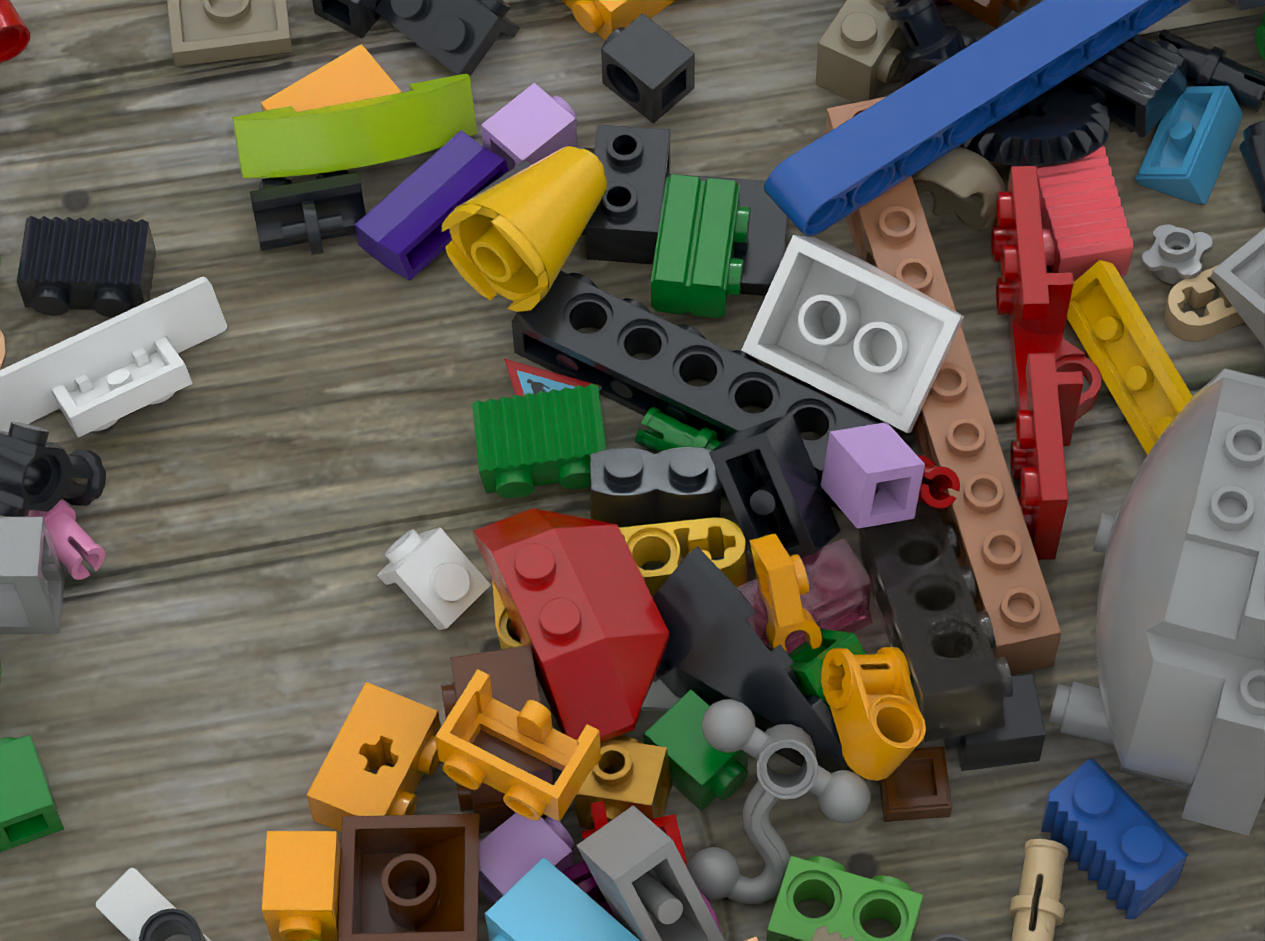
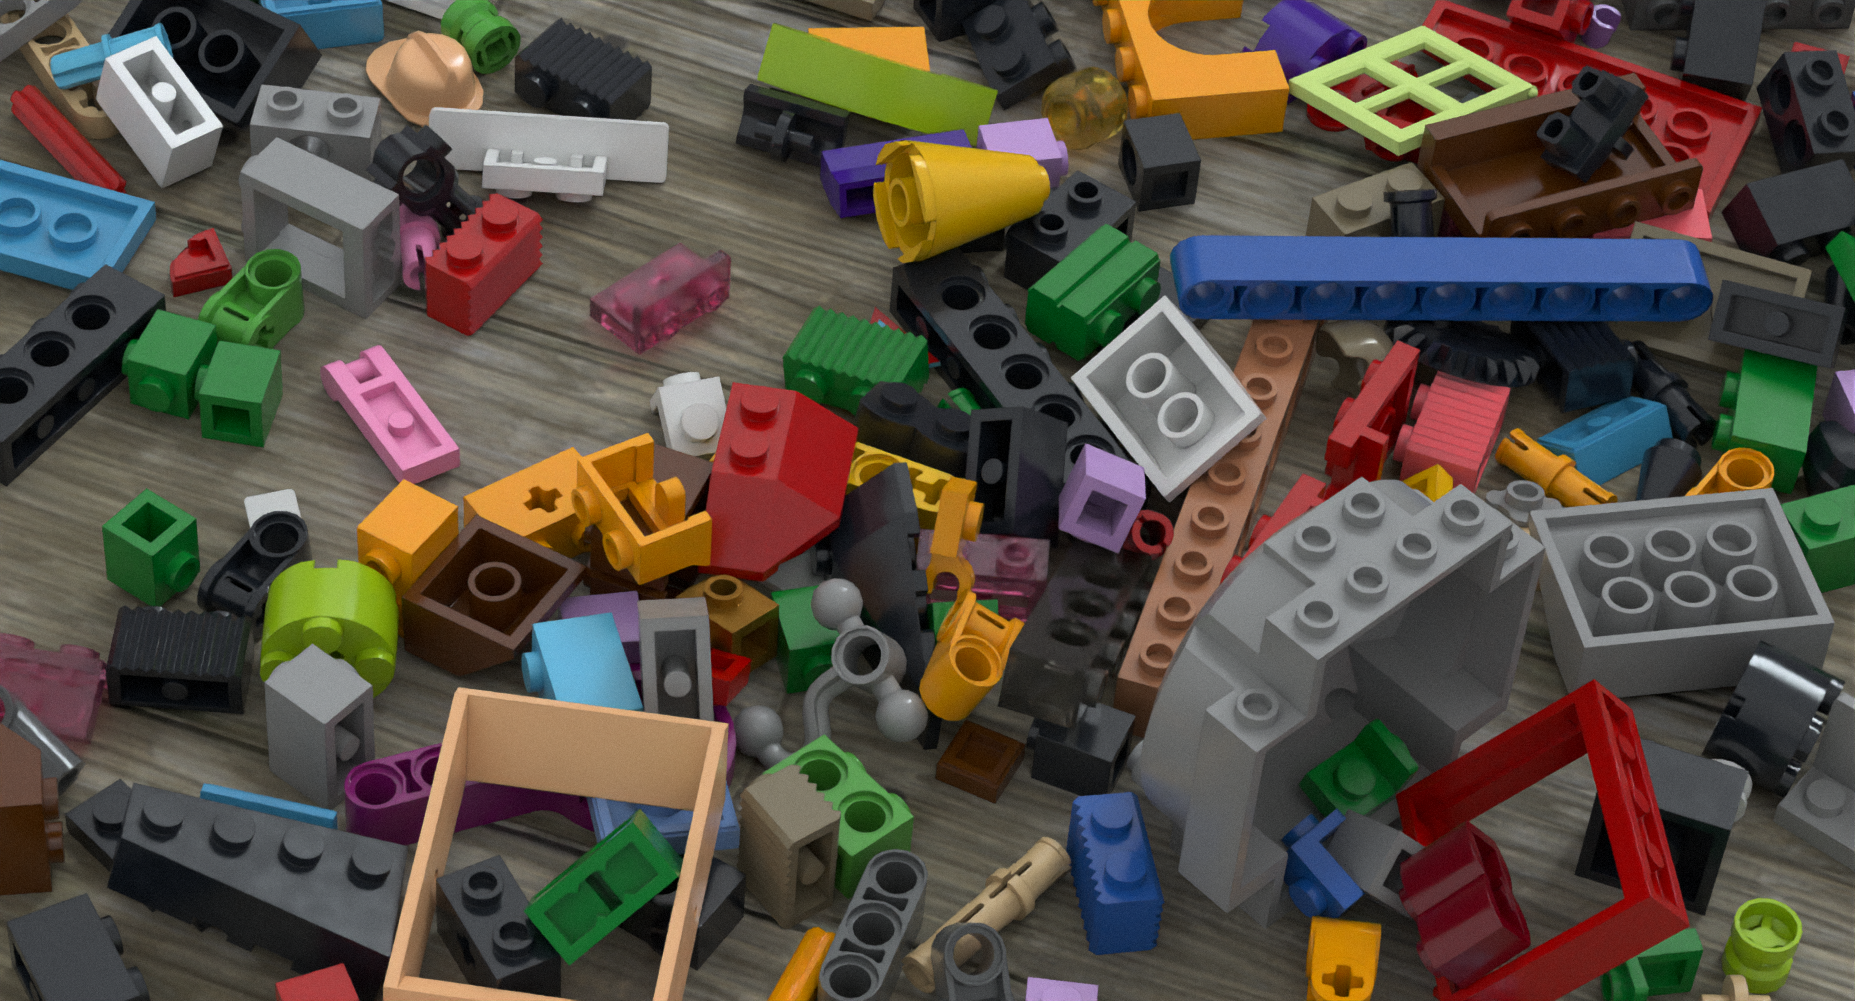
camera: 25 degrees right, 15 degrees down
(138, 522) = (482, 264): none -> red brick
(164, 732) = (391, 415): none -> bright pink plate
(313, 458) = (663, 296): none -> clear pink bracket
(547, 46) = (1085, 107): none -> clear yellow head
(1183, 207) = (1550, 471): none -> light orange pin

